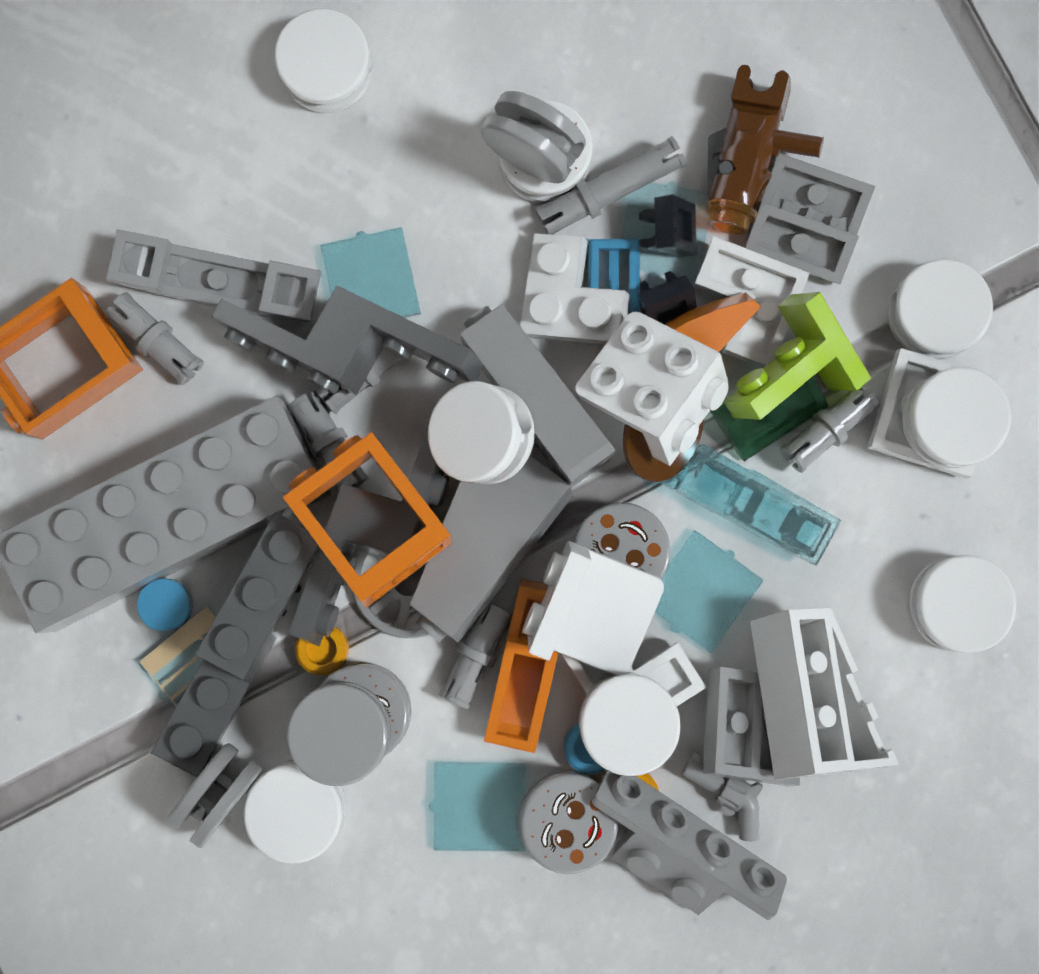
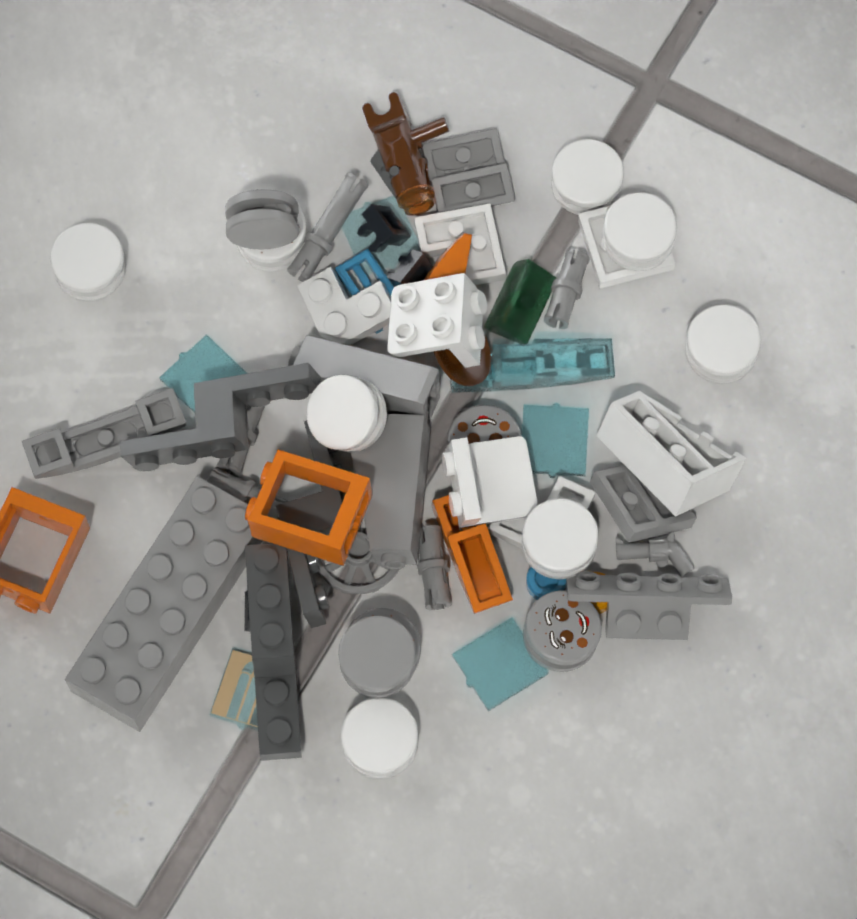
camera: 35 degrees left, 15 degrees down
(154, 338) = (88, 499): light grey pin -> none
(164, 604) = (204, 664): dark azure tile -> none
(213, 795) = (319, 756): light grey head -> none
(326, 658) = (329, 635): light orange tile -> none
(817, 348) = (524, 242): lime bracket -> none

